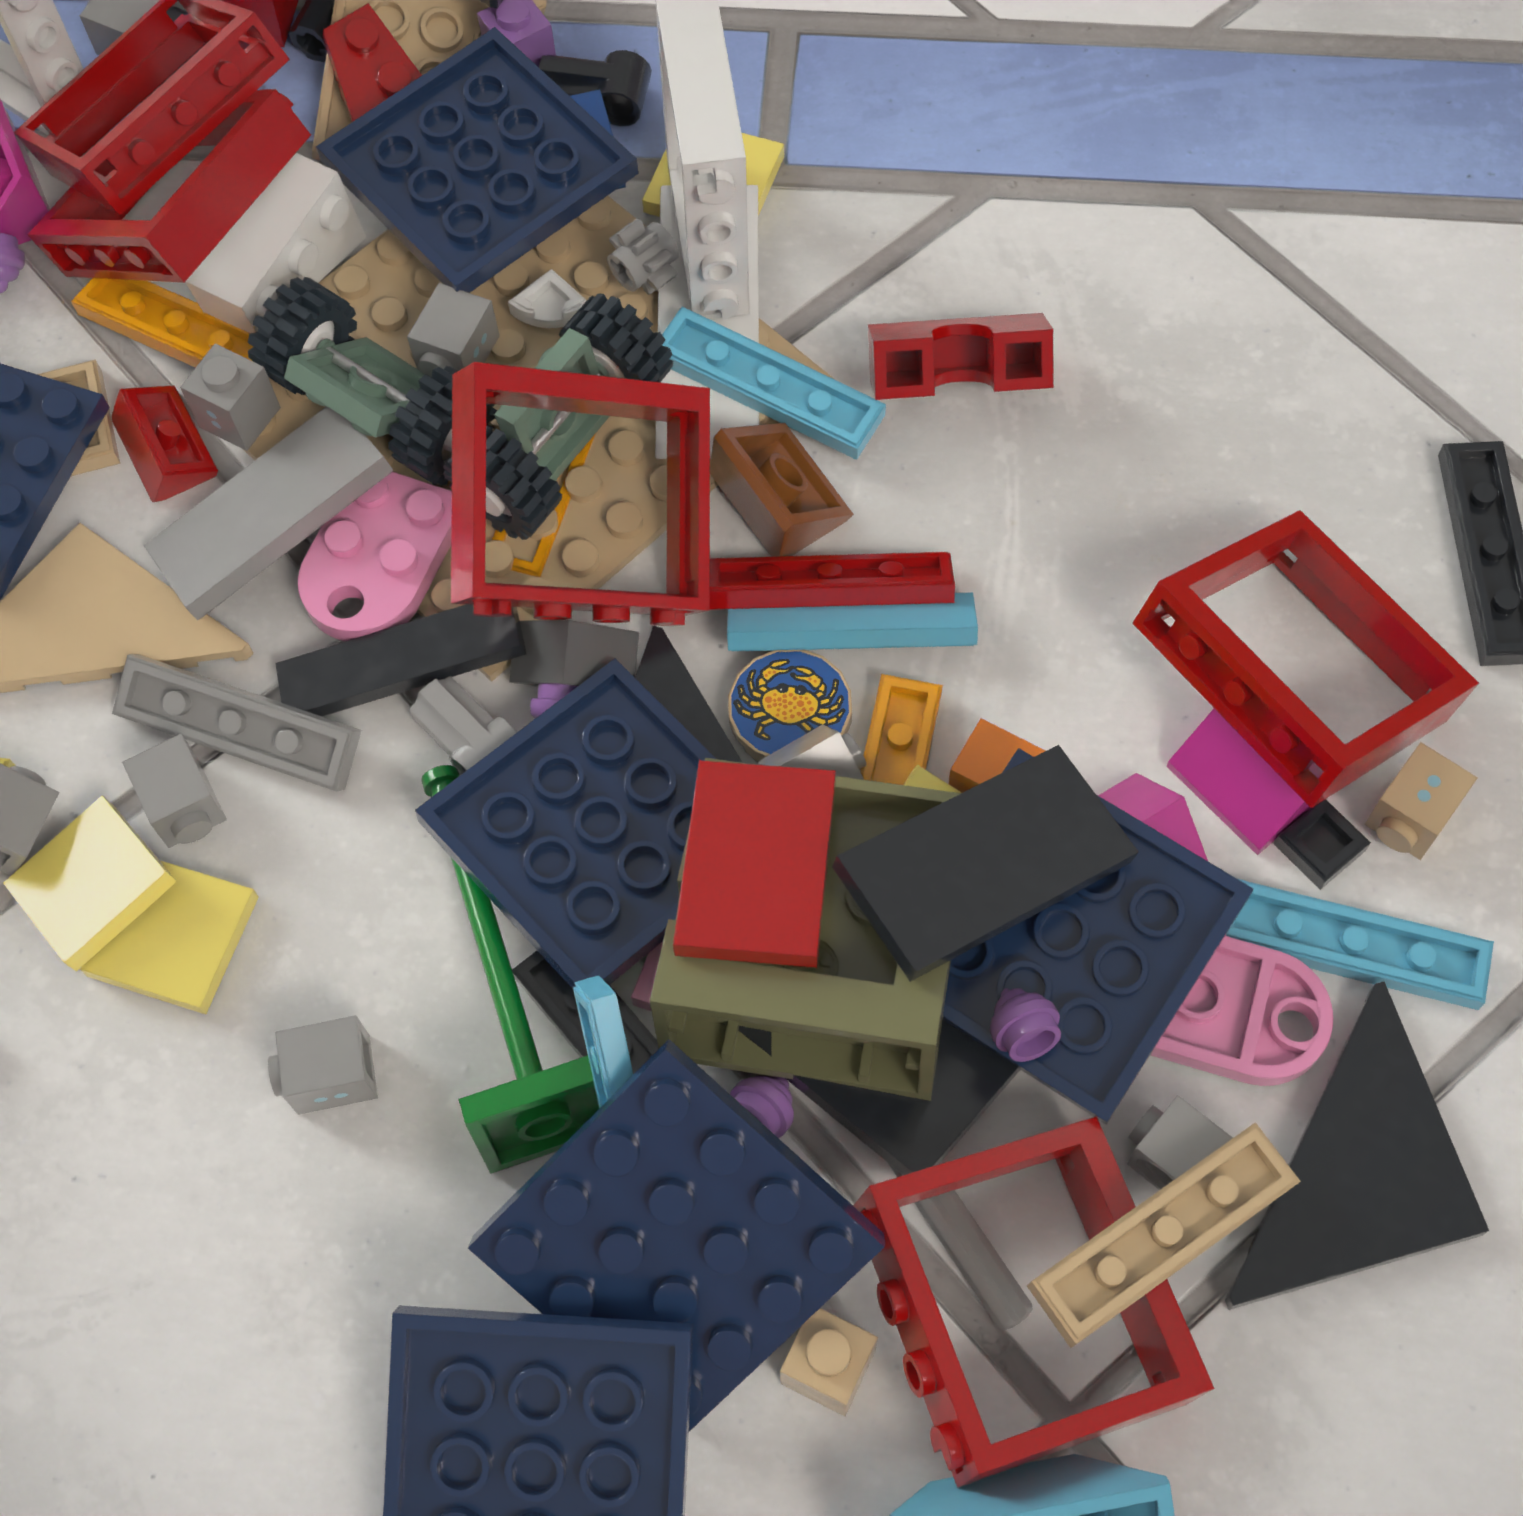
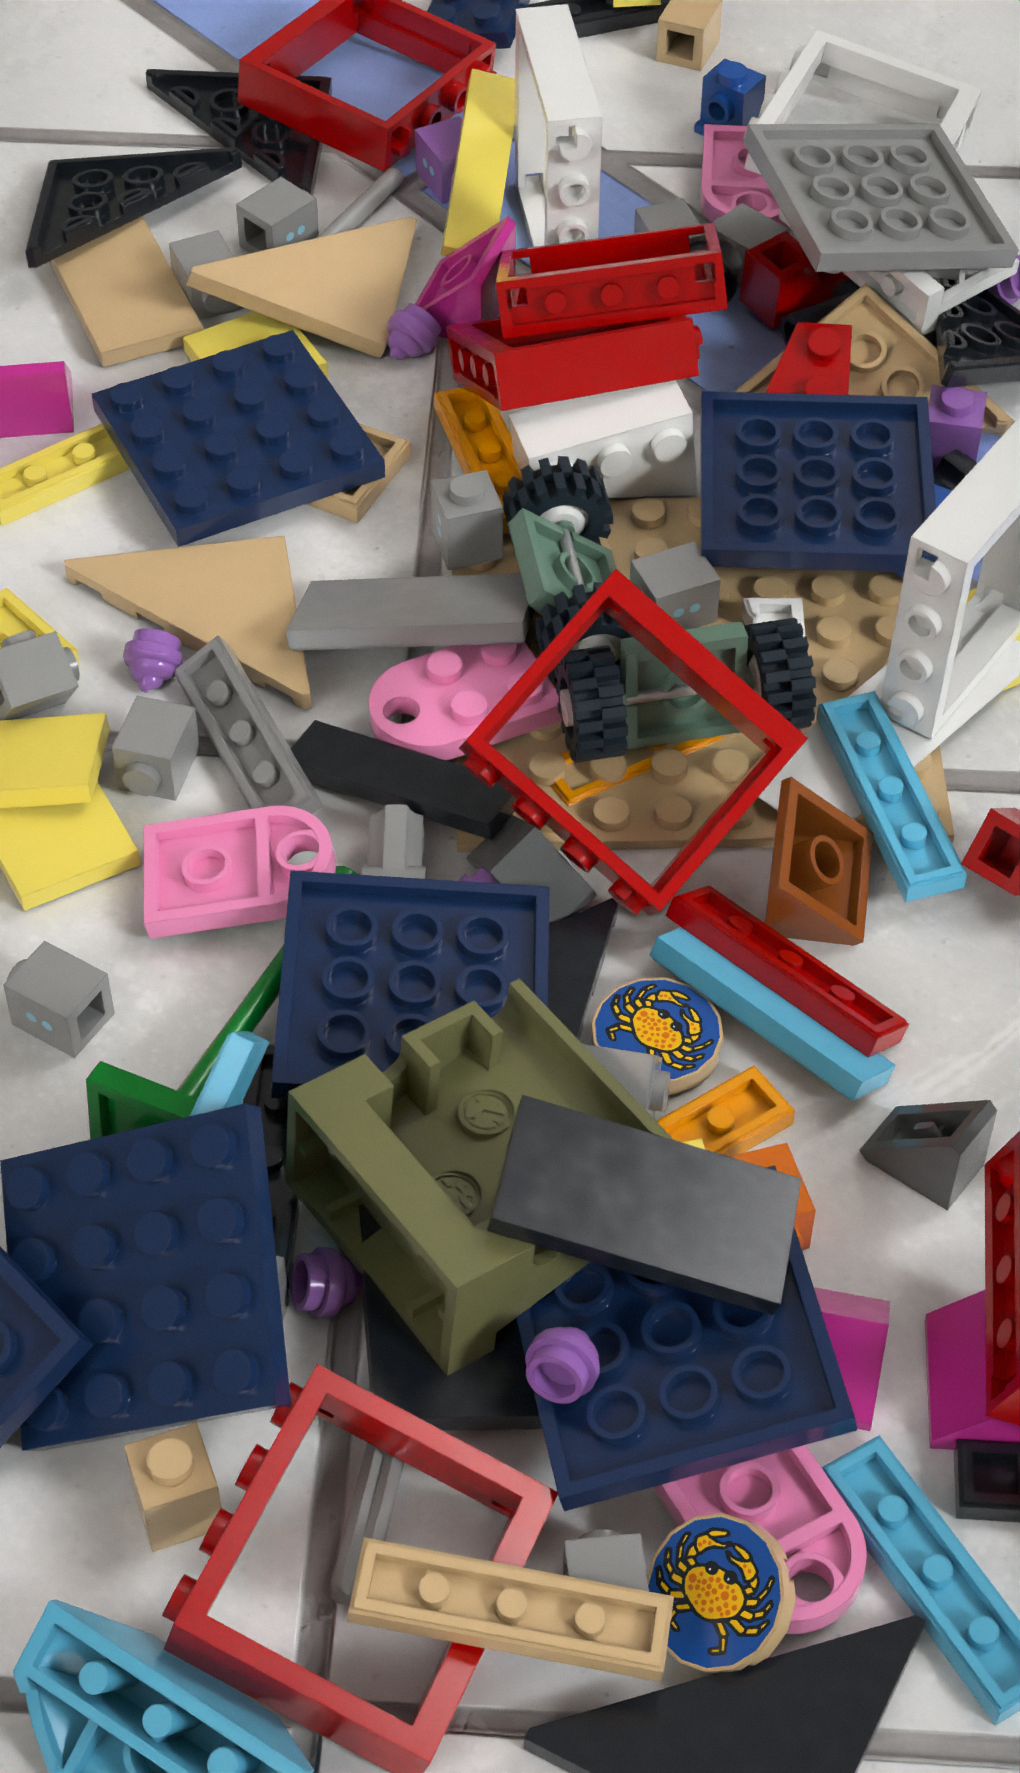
camera: 40 degrees right, 15 degrees down
(85, 716) = (152, 657): none -> medium lavender plate
(162, 441) = (398, 527): red slope -> none
(344, 843) = (227, 867): none -> bright pink plate
(643, 256) = (871, 632): light grey gear -> none
(756, 864) = (467, 1065): red tile -> none
(1059, 633) = (933, 1146): none -> dark grey slope
(1262, 1076) = (727, 1592): none -> tile

